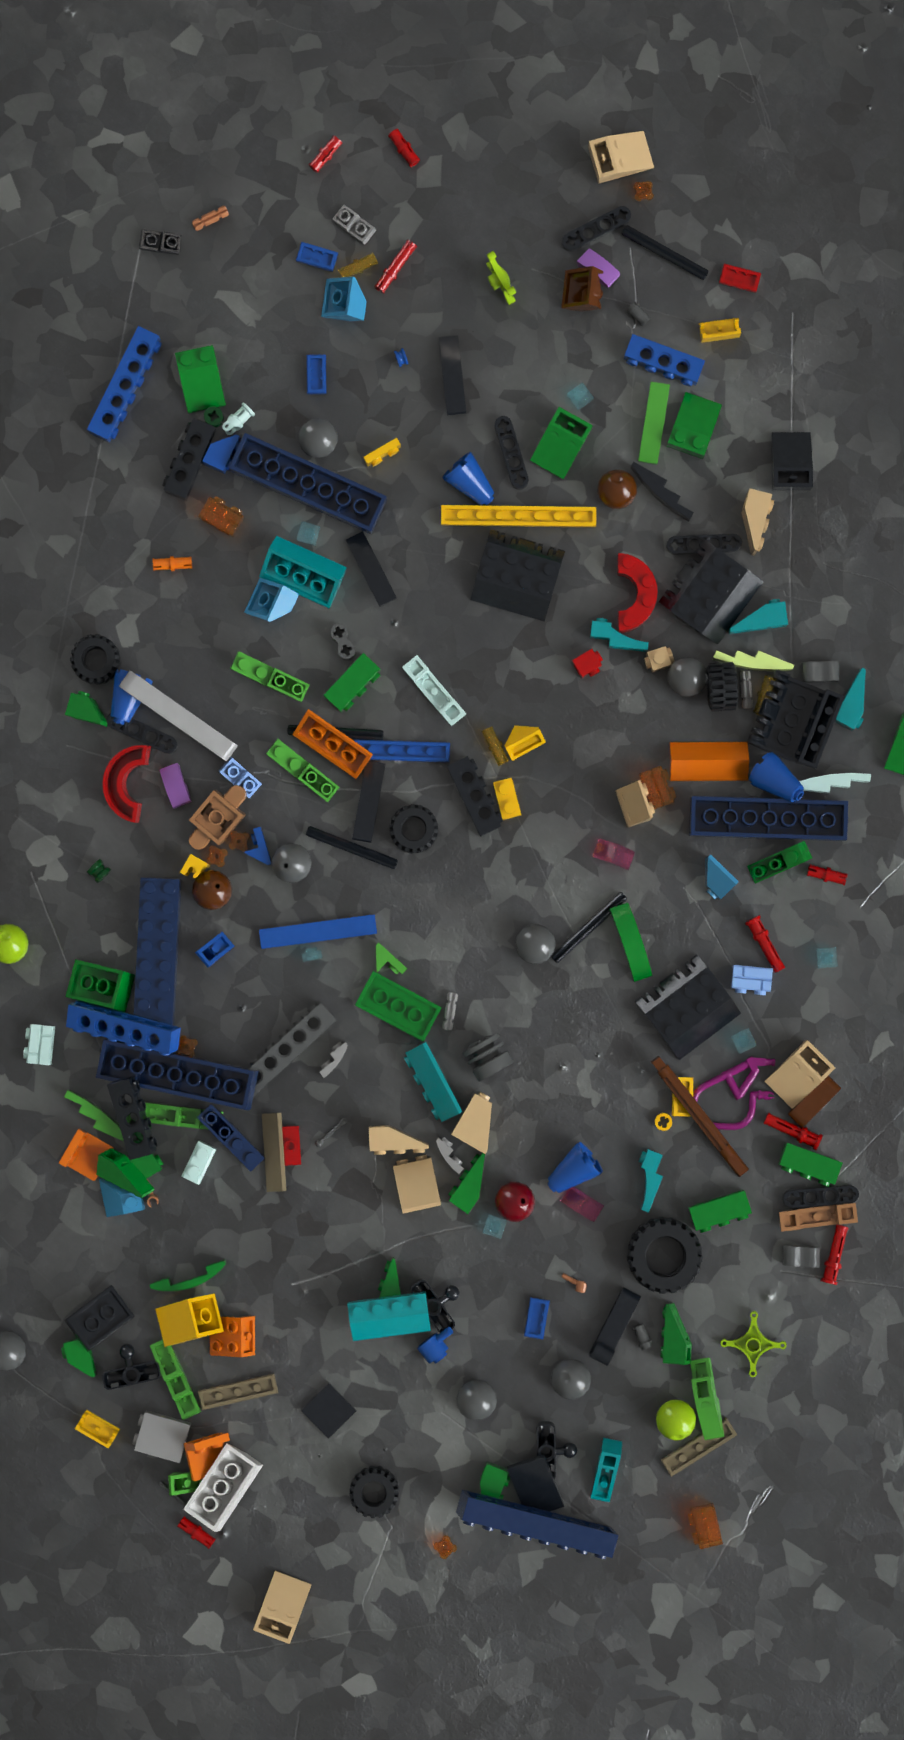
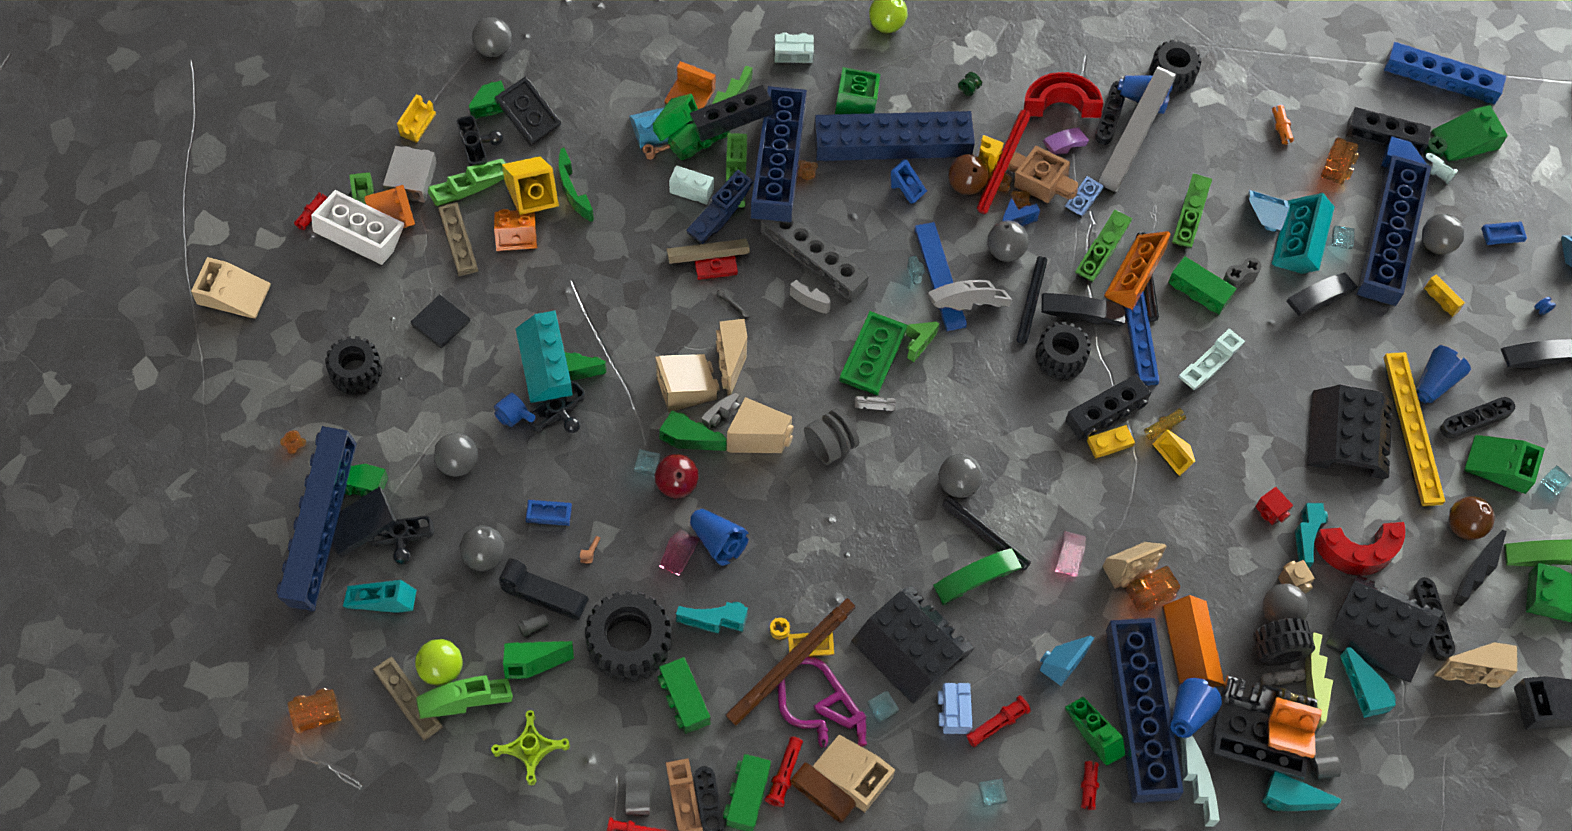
camera: 80 degrees right, 25 degrees down
(85, 709) = (1125, 60): green slope -> none
(115, 1020) = (820, 103): blue brick -> none
(201, 853) = (1003, 162): none -> red axle
(348, 909) = (964, 293): none -> light grey slope
(434, 1082) = (802, 386): teal slope -> none
(802, 697) = (1293, 727): none -> orange bracket

